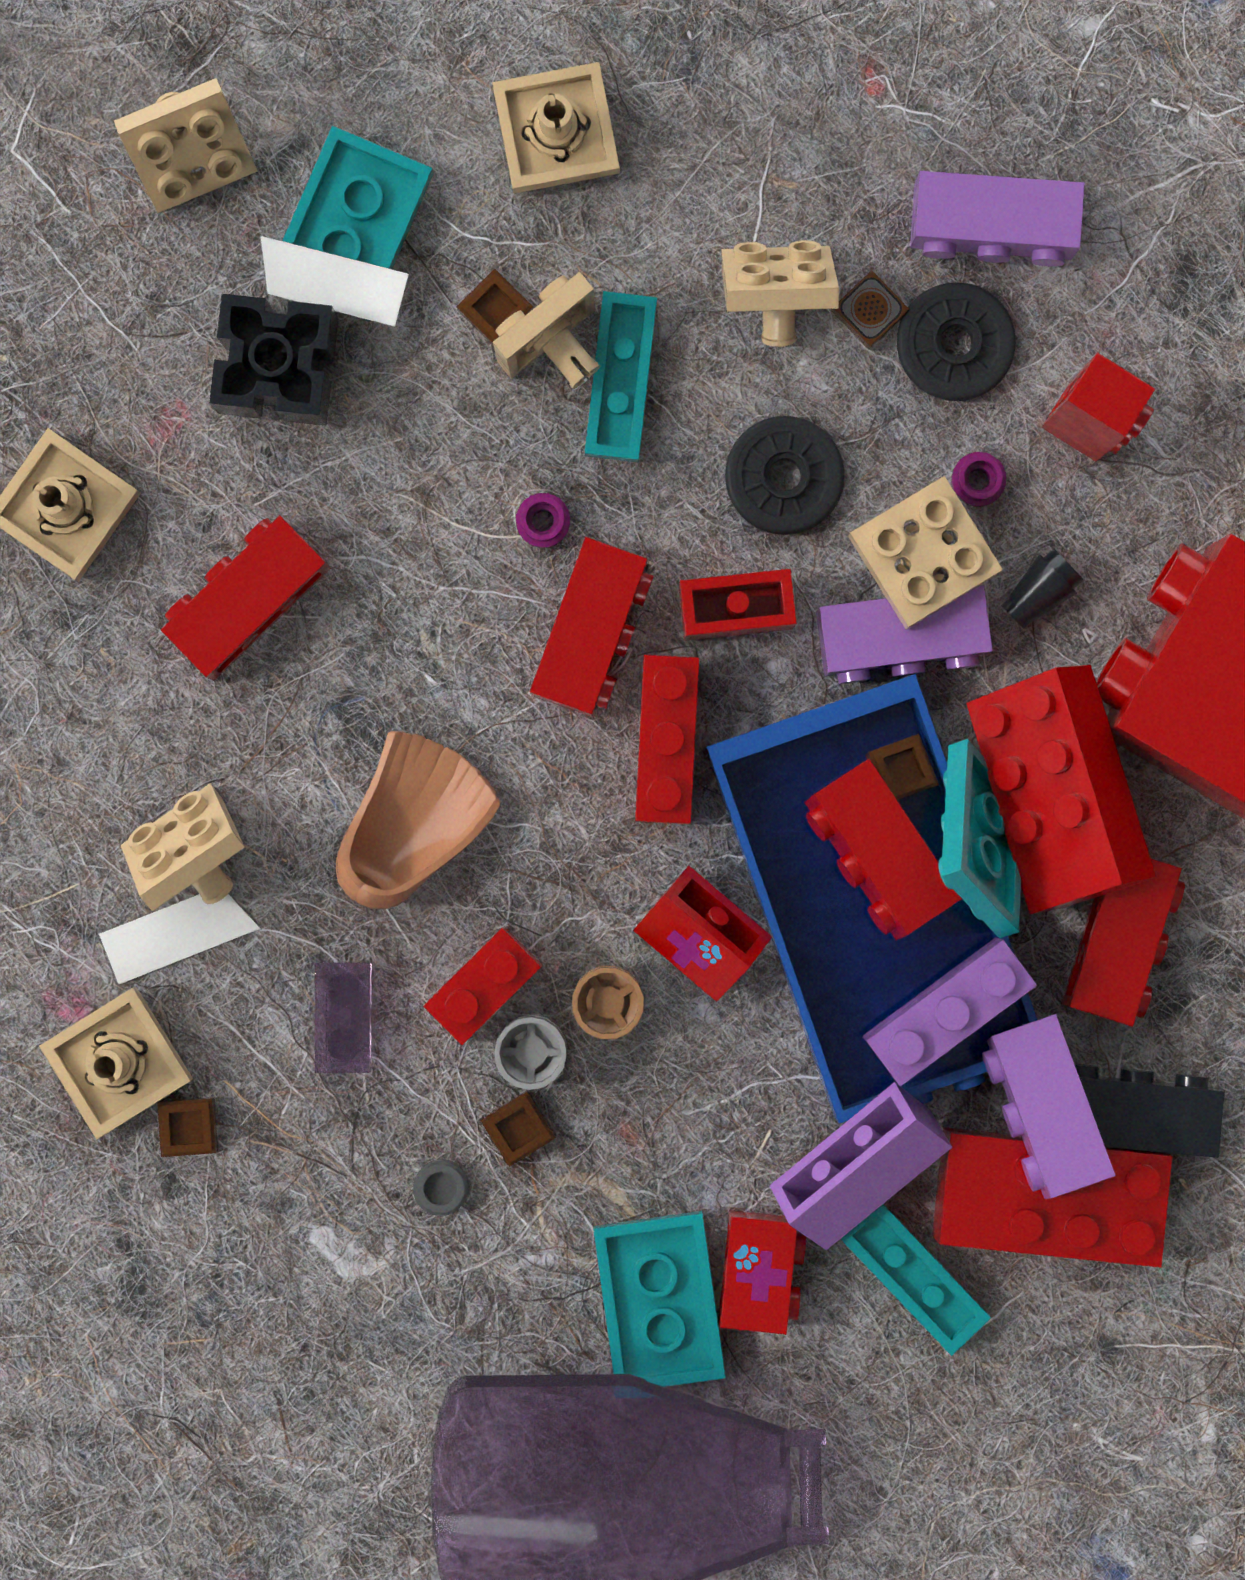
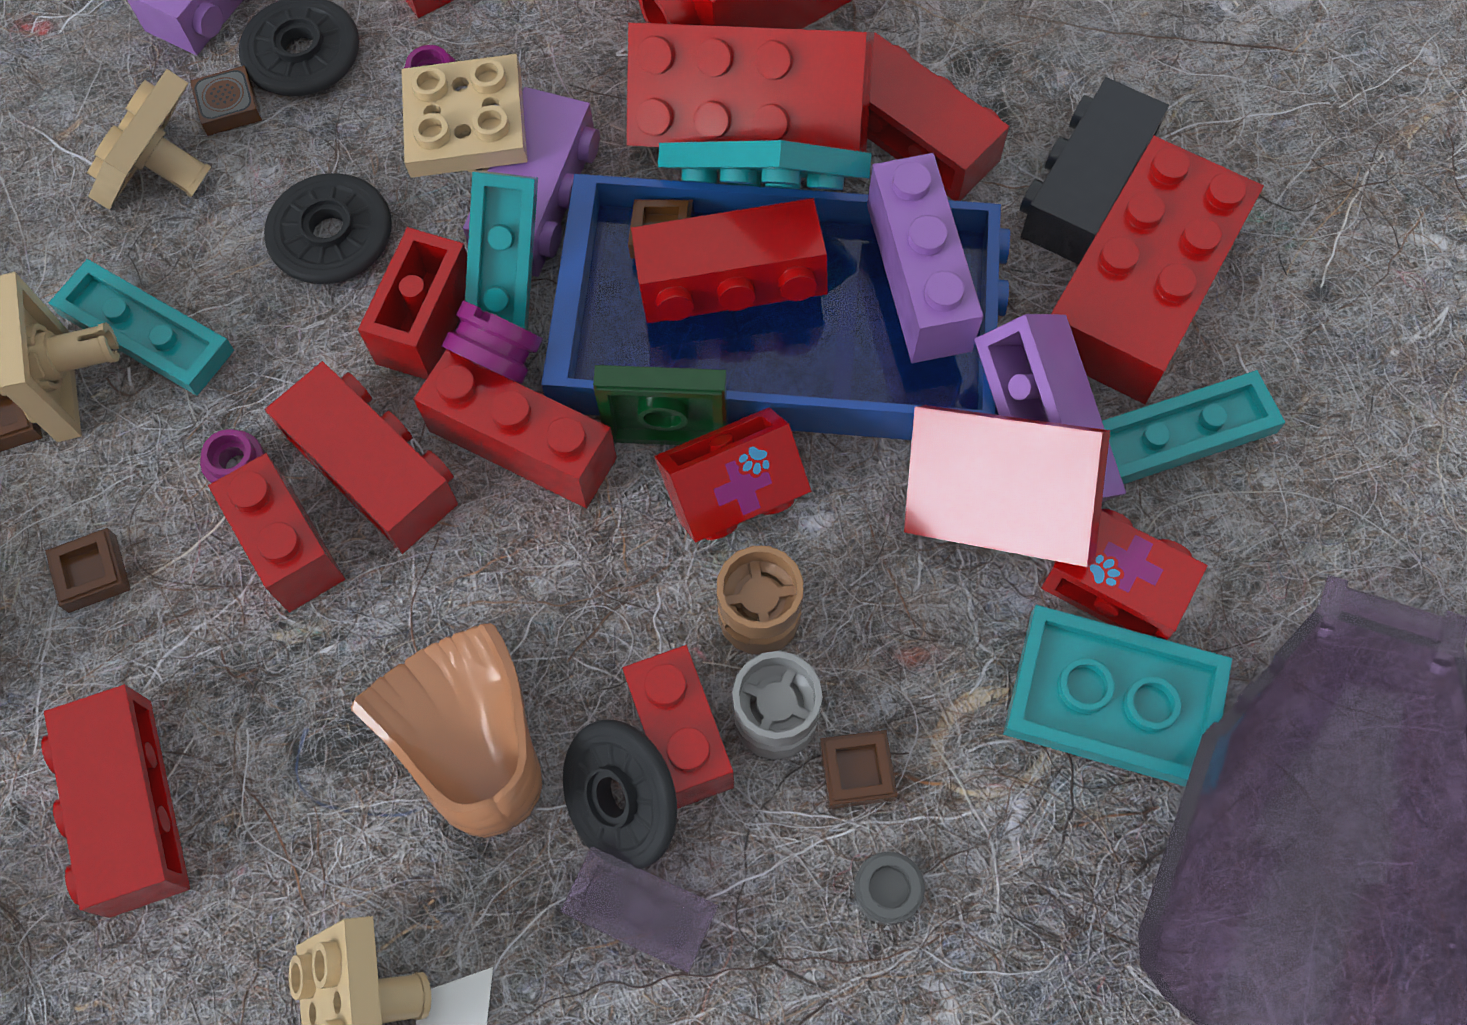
camera: 60 degrees left, 20 degrees down
(405, 459) = (87, 570): none -> reddish brown tile
(439, 946) = (621, 753): none -> black wheel
(495, 598) = (276, 533): none -> red brick
(721, 692) = (492, 342): none -> magenta wheel
(730, 855) = (660, 403): none -> dark green tile
(779, 1154) = (1007, 483): none -> tile
(795, 659) = (501, 244): none -> teal plate
(1042, 588) = (557, 56): black cone -> none
(1047, 1108) = (1064, 203): medium lavender brick -> none

